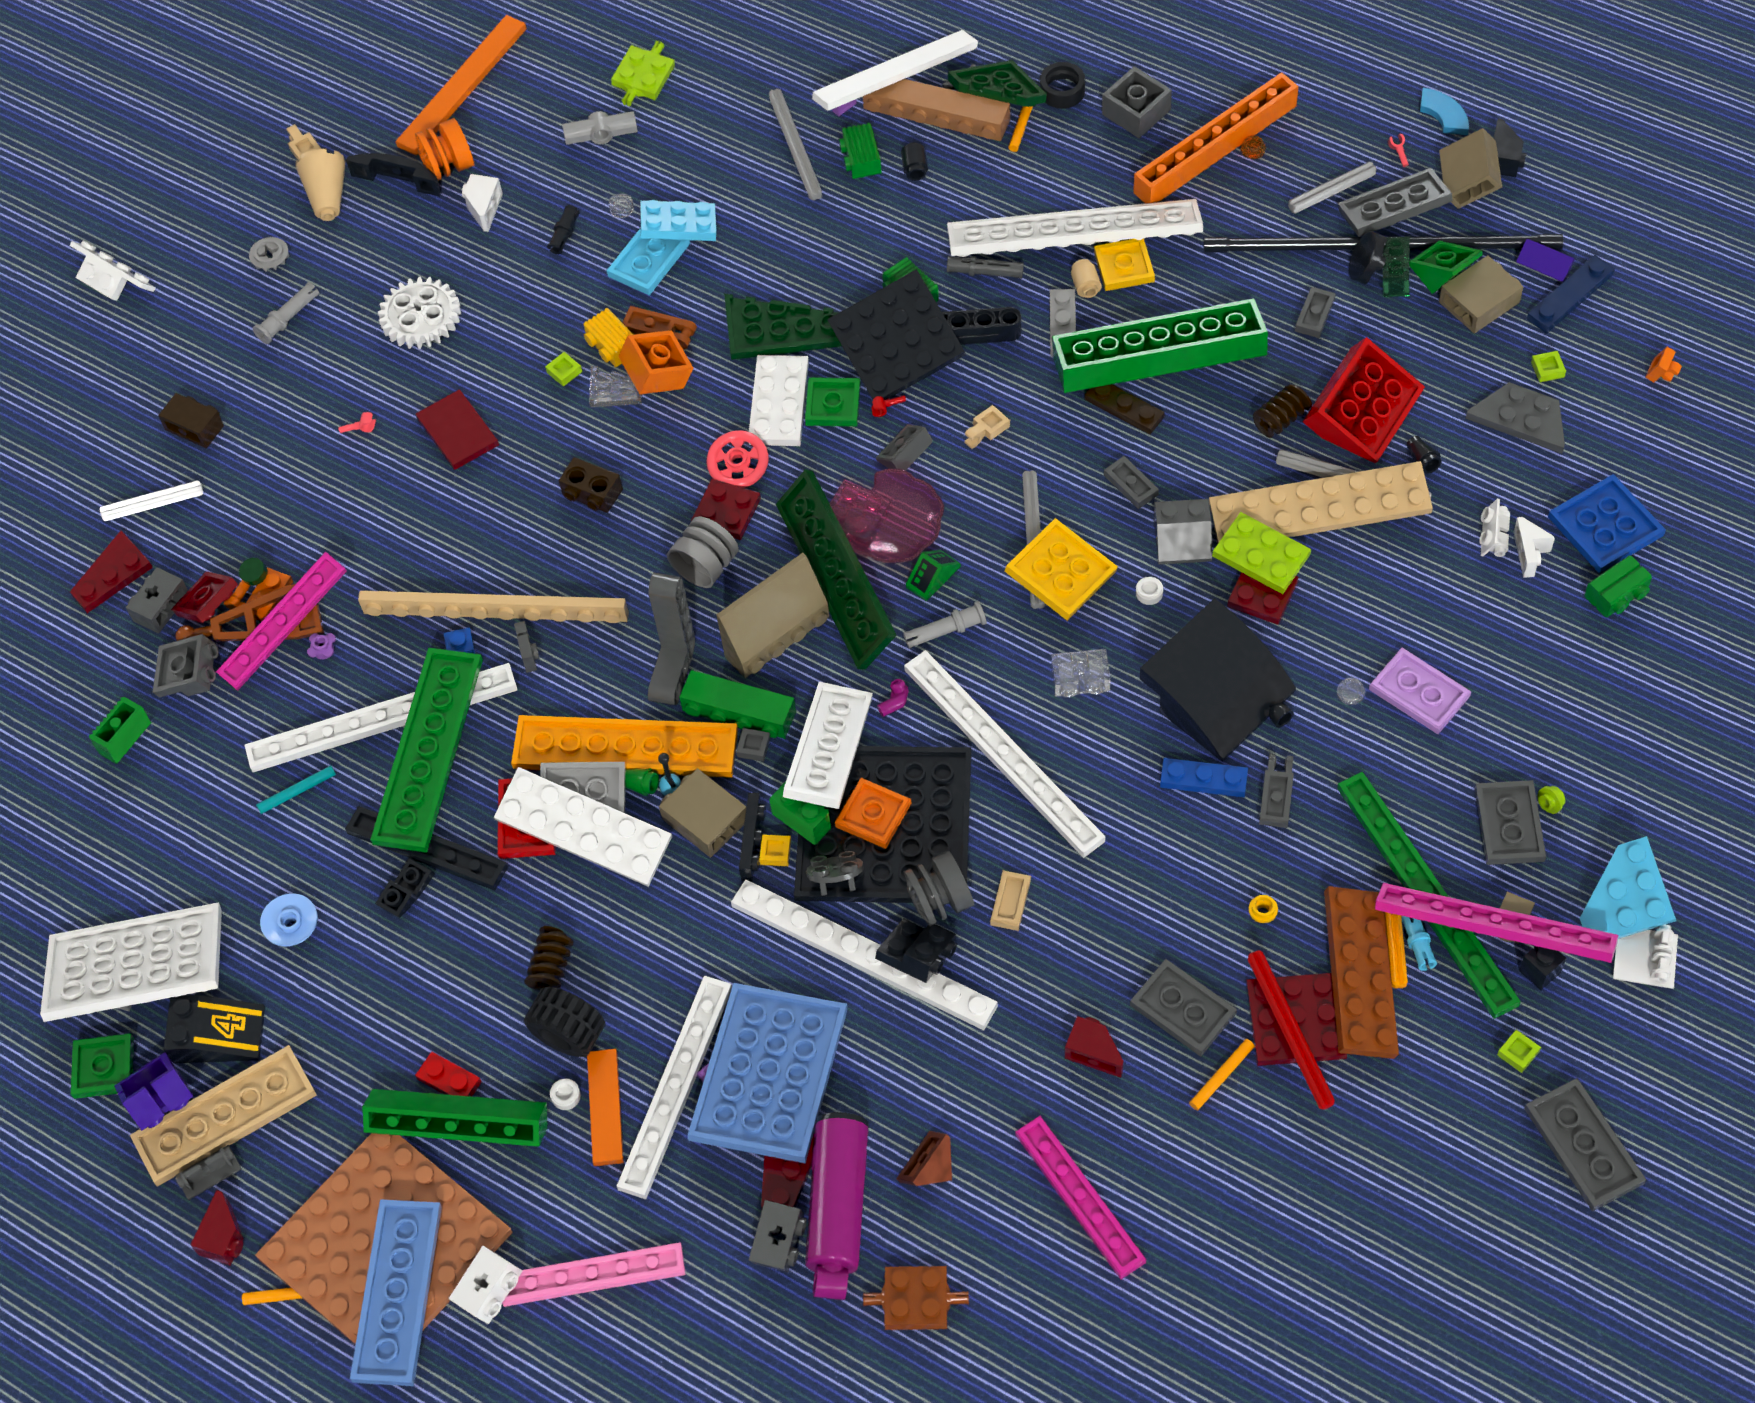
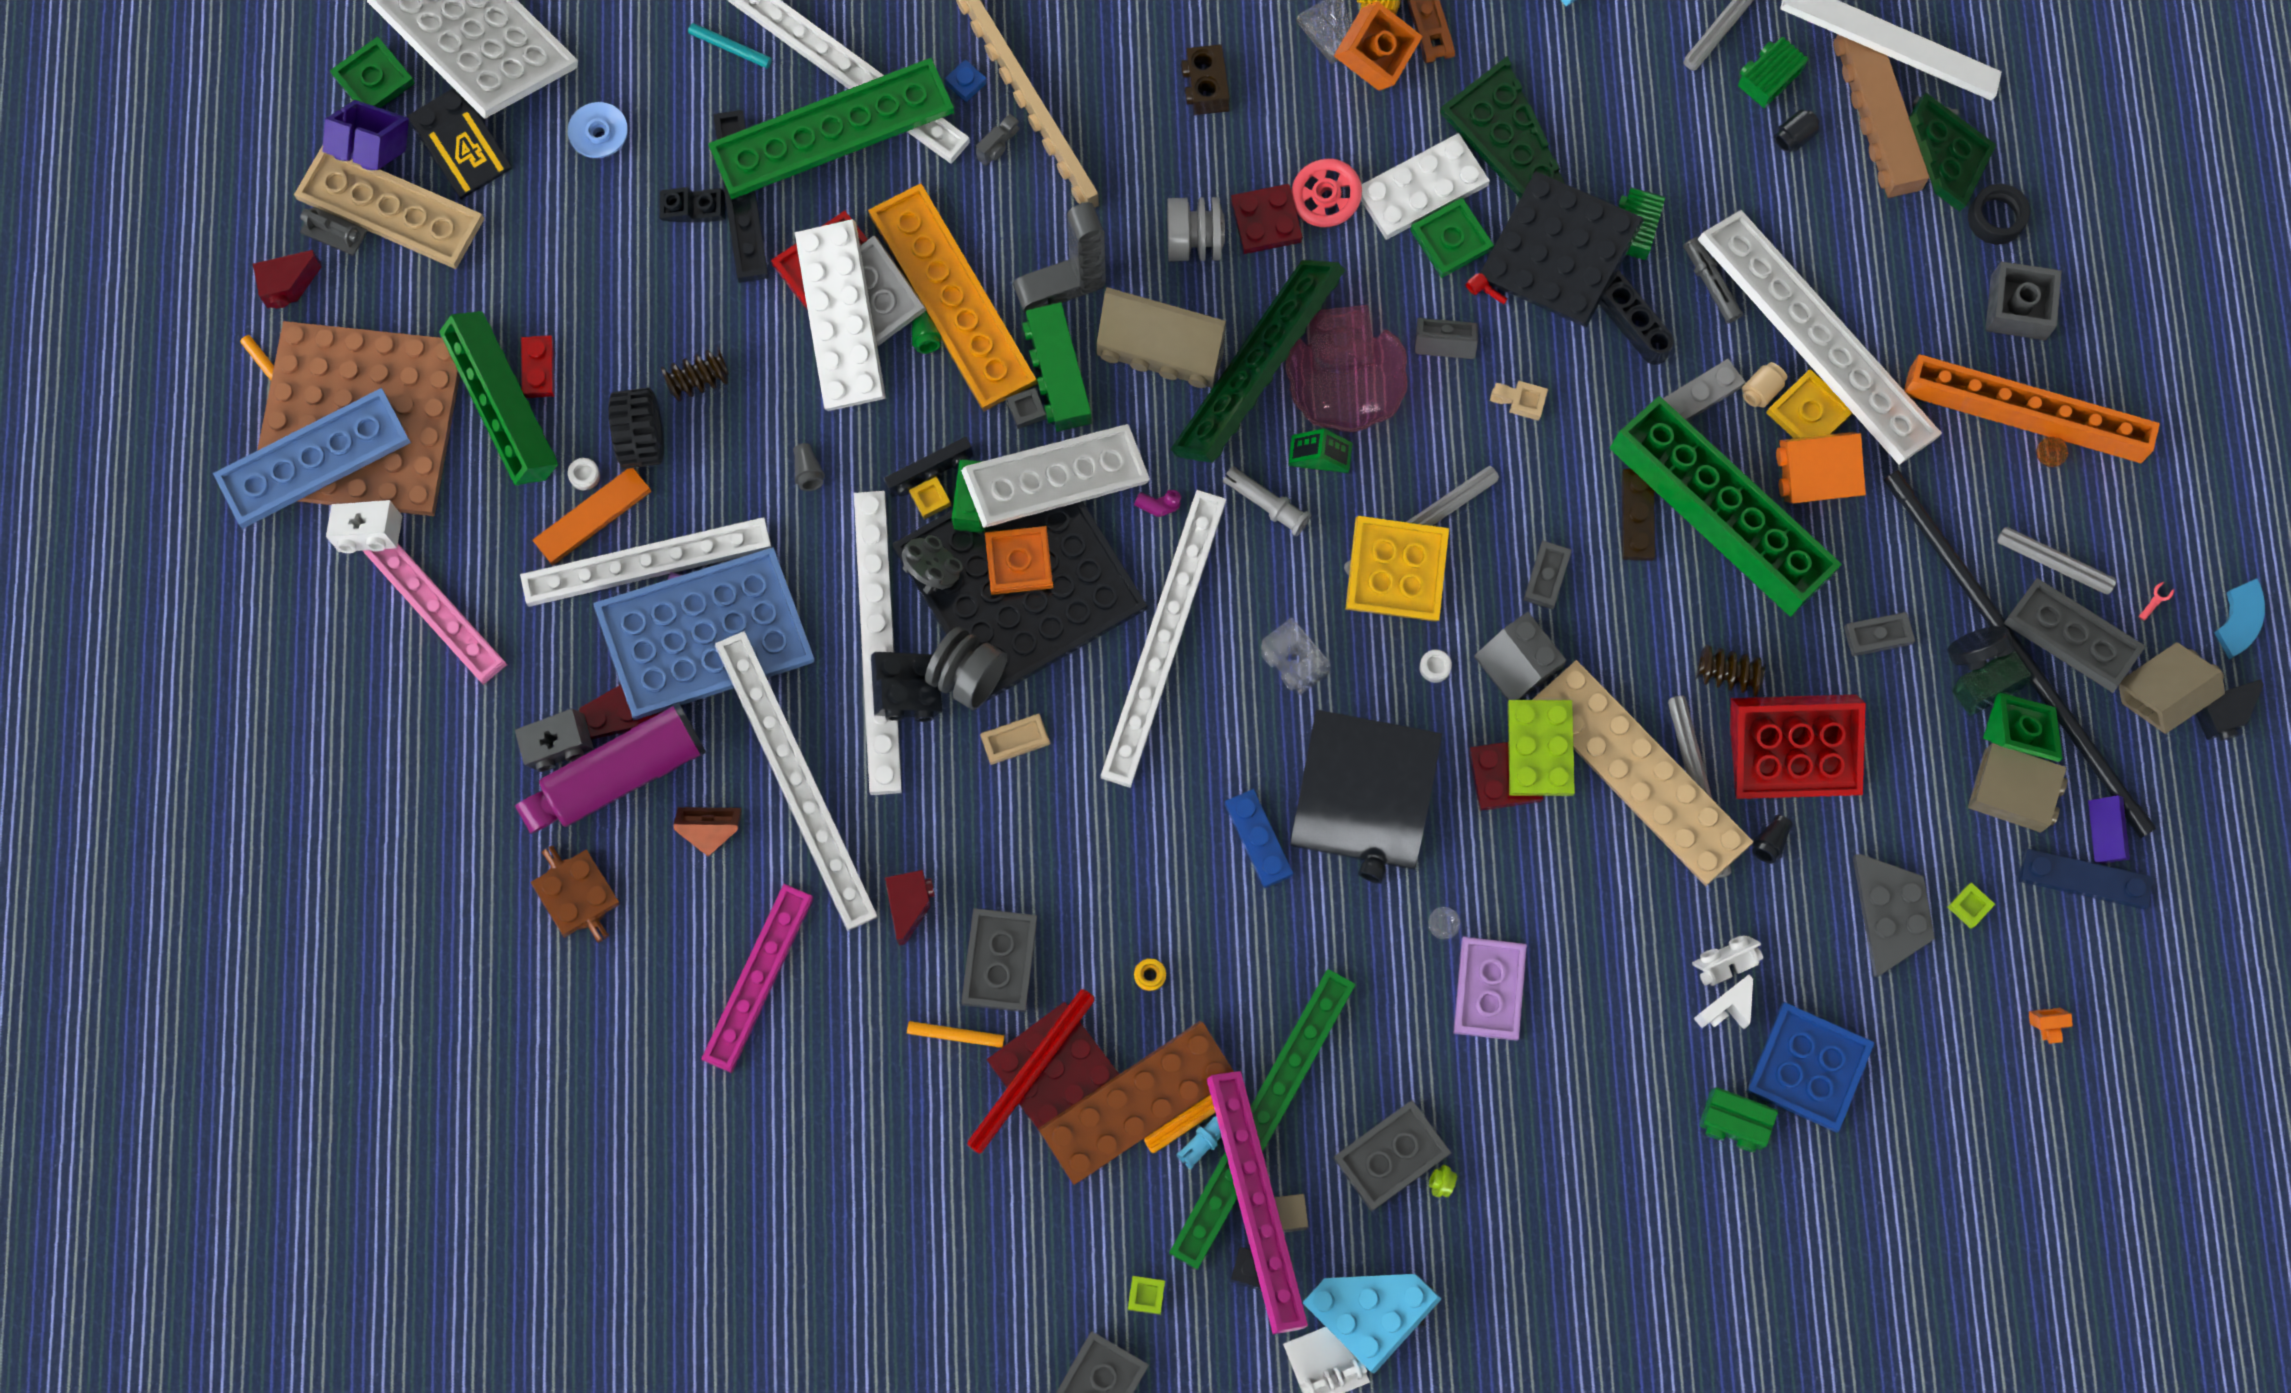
camera: 50 degrees right, 15 degrees up
(668, 779) = (939, 357): hinge -> none
(688, 924) = (807, 468): none -> dark grey cone
(703, 812) = (926, 409): dark tan brick -> none
(939, 1069) = (796, 781): none -> white plate
(1020, 128) = (1912, 207): light orange bar -> none
(1172, 275) = (1821, 467): none -> orange brick
(1277, 794) = (1283, 916): dark grey hinge -> none

